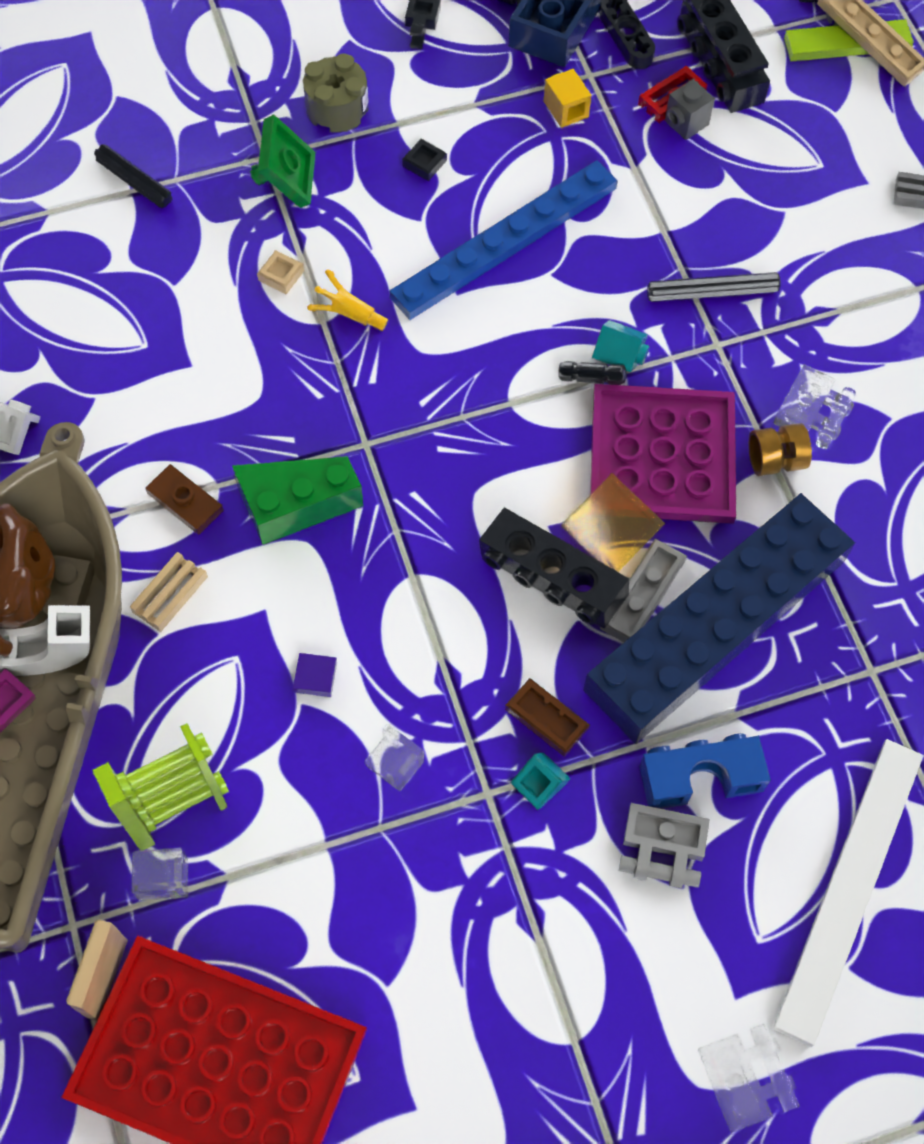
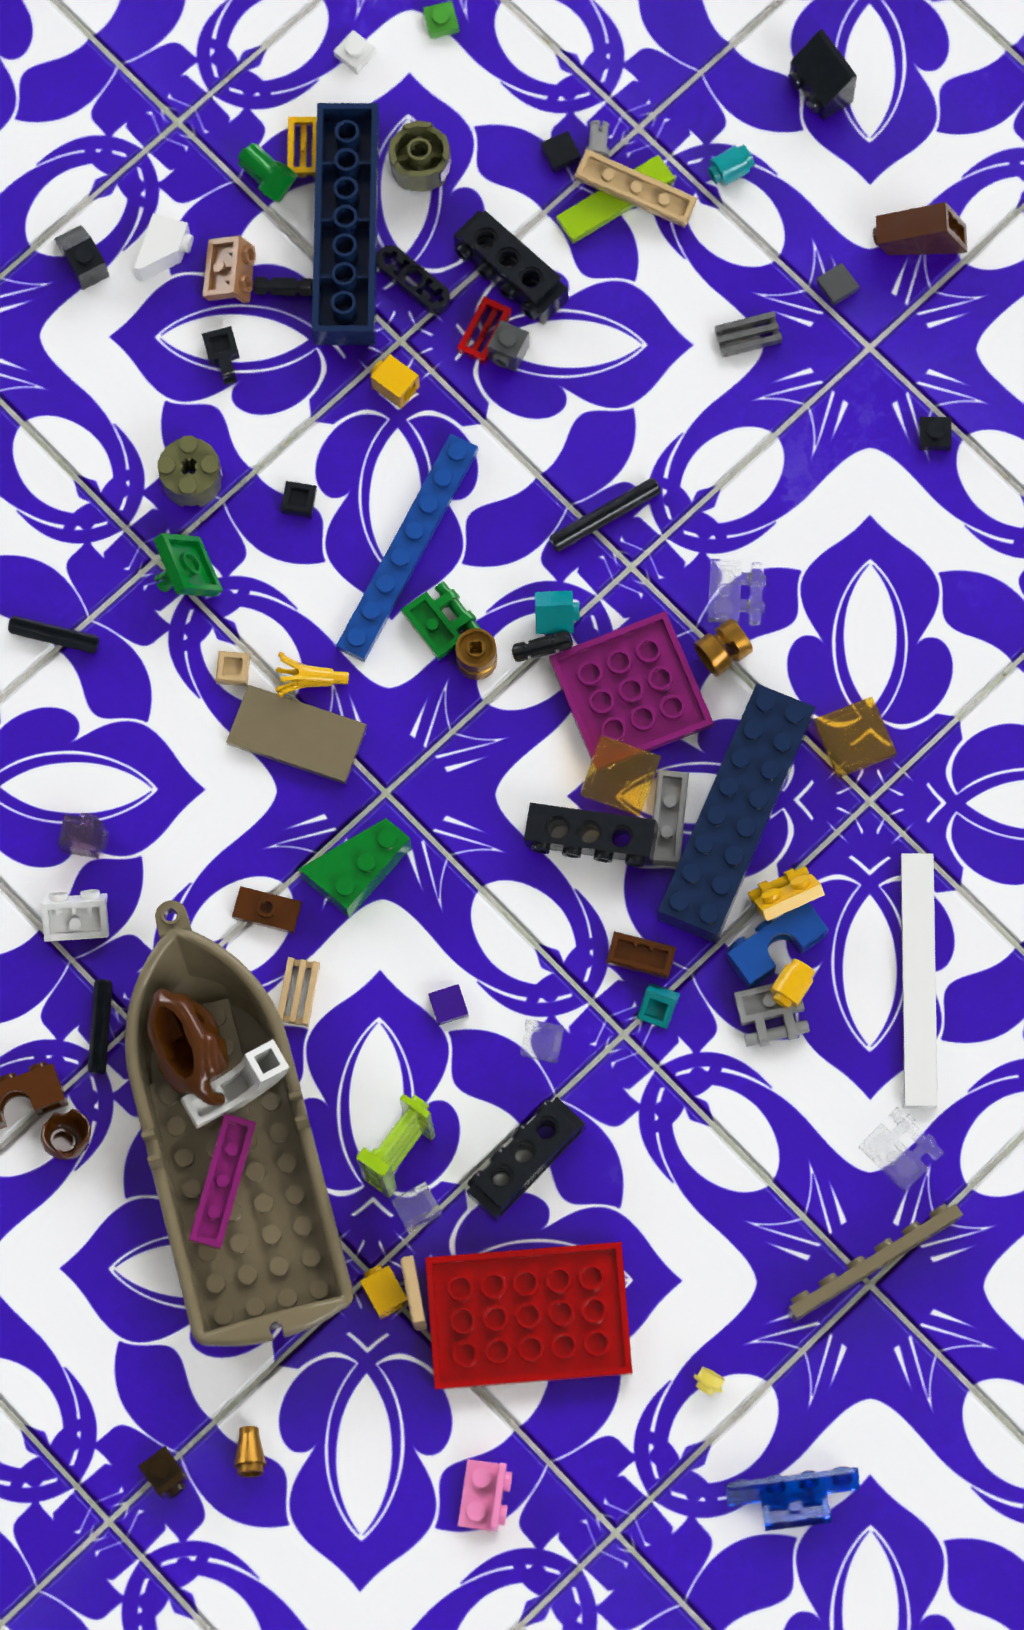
camera: 20 degrees left, 10 degrees up
(46, 351) = (83, 835): none -> clear purple brick
(65, 949) = (383, 1290): none -> yellow brick
(295, 895) = (497, 1199): none -> black brick
(308, 353) = (296, 734): none -> dark tan tile
(493, 311) = (432, 624): none -> green plate
(522, 350) = (476, 654): none -> pearl gold wheel
(702, 821) = (792, 984): none -> yellow brick
(738, 721) = (785, 893): none -> yellow plate
(883, 598) = (854, 737): none -> clear yellow tile

